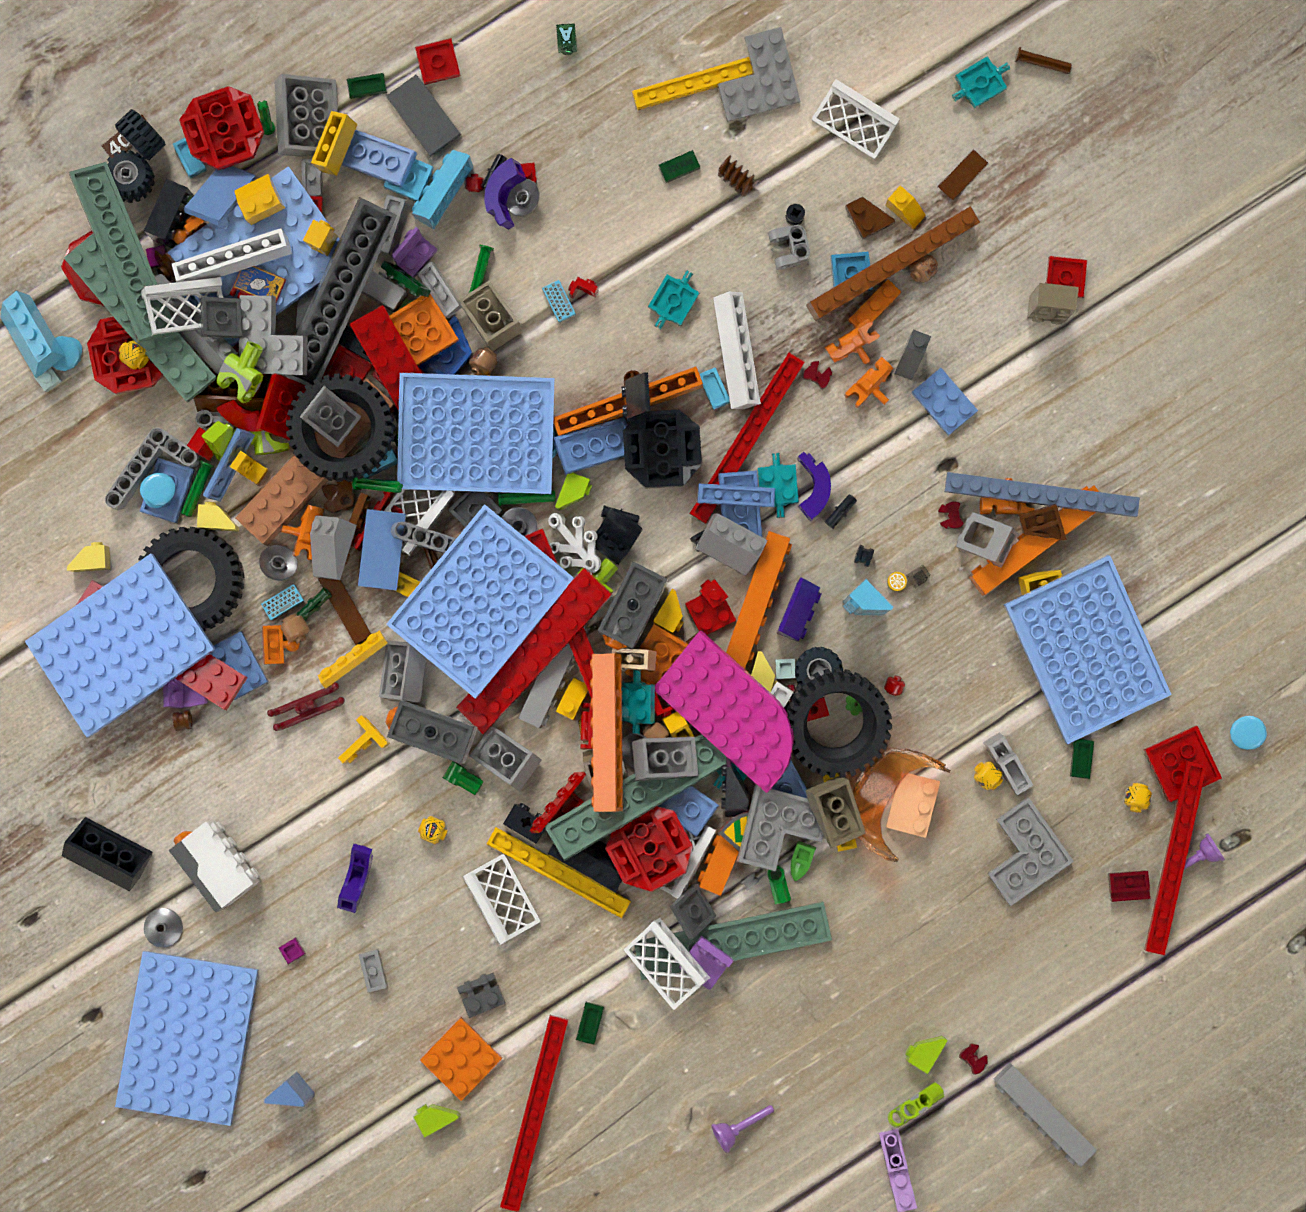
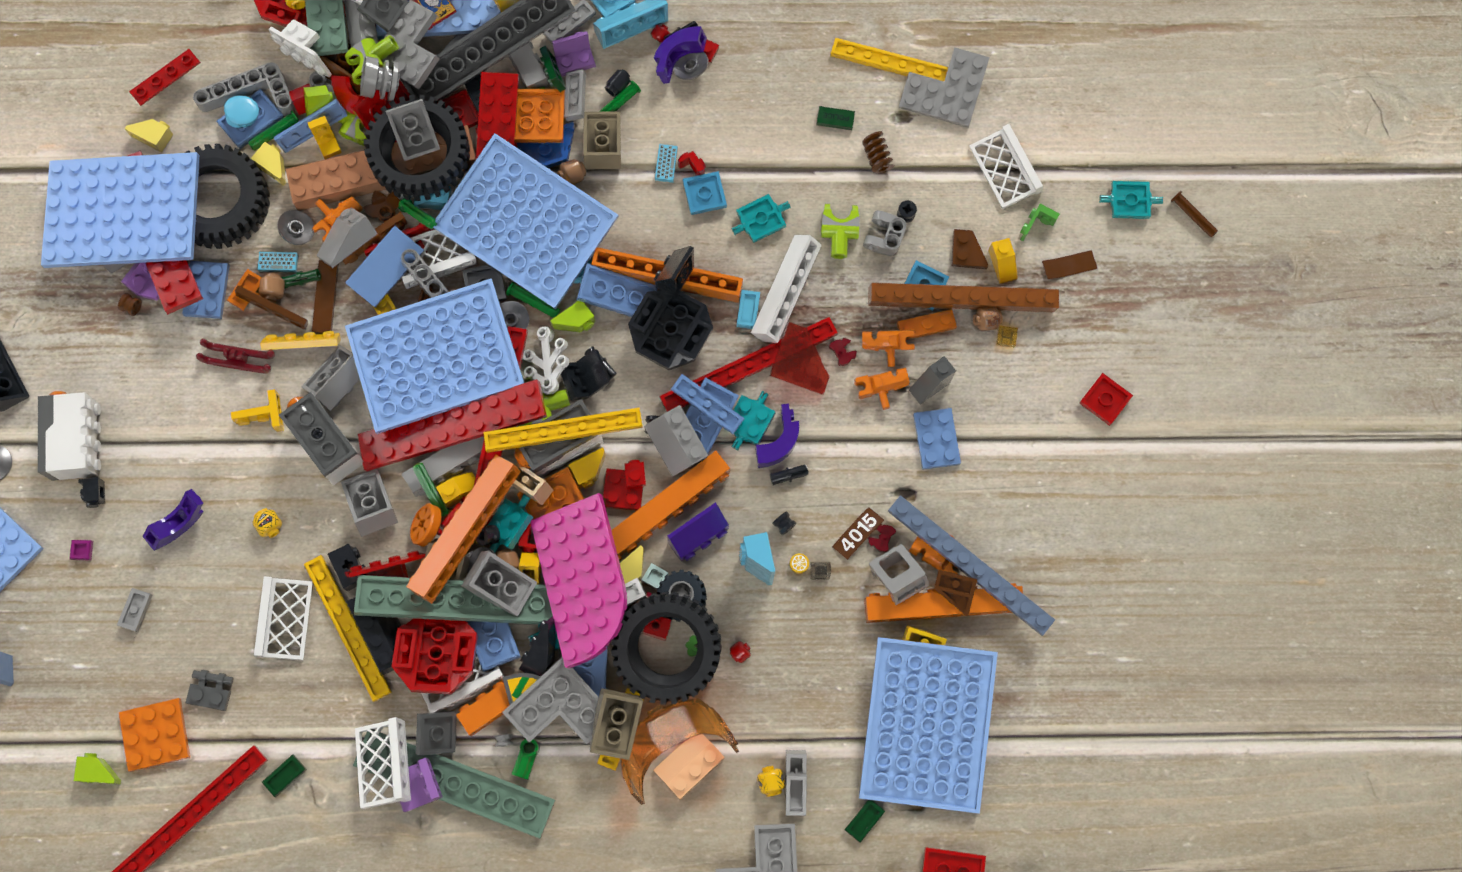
camera: 25 degrees right, 10 degrees down
(68, 501) = (164, 77): none -> red bracket
(169, 396) = (296, 41): none -> white bracket
(267, 898) = (92, 492): none -> black brick
(269, 389) = (379, 78): none -> light grey wheel
(308, 646) = (271, 307): none -> reddish brown tile
(461, 777) = (320, 492): green piece -> none
(468, 254) = (617, 82): none -> black brick
(552, 716) = (429, 488): none -> green axle
(568, 747) = (425, 524): none -> orange wheel
(610, 307) = (704, 193): none -> dark azure plate
(629, 722) = (488, 535): none -> black wheel
(635, 597) = (562, 430): none -> yellow tile
(748, 268) = (840, 230): none -> lime connector
(789, 408) = (799, 361): none -> clear red plate
(801, 860) = (560, 750): bright green plate -> none
(917, 143) = (1046, 216): none -> bright green bracket
(929, 524) = (857, 533): none -> reddish brown sticker
(948, 273) = (1006, 336): none -> clear yellow tile
(1052, 303) = (1079, 409): dark tan brick -> none

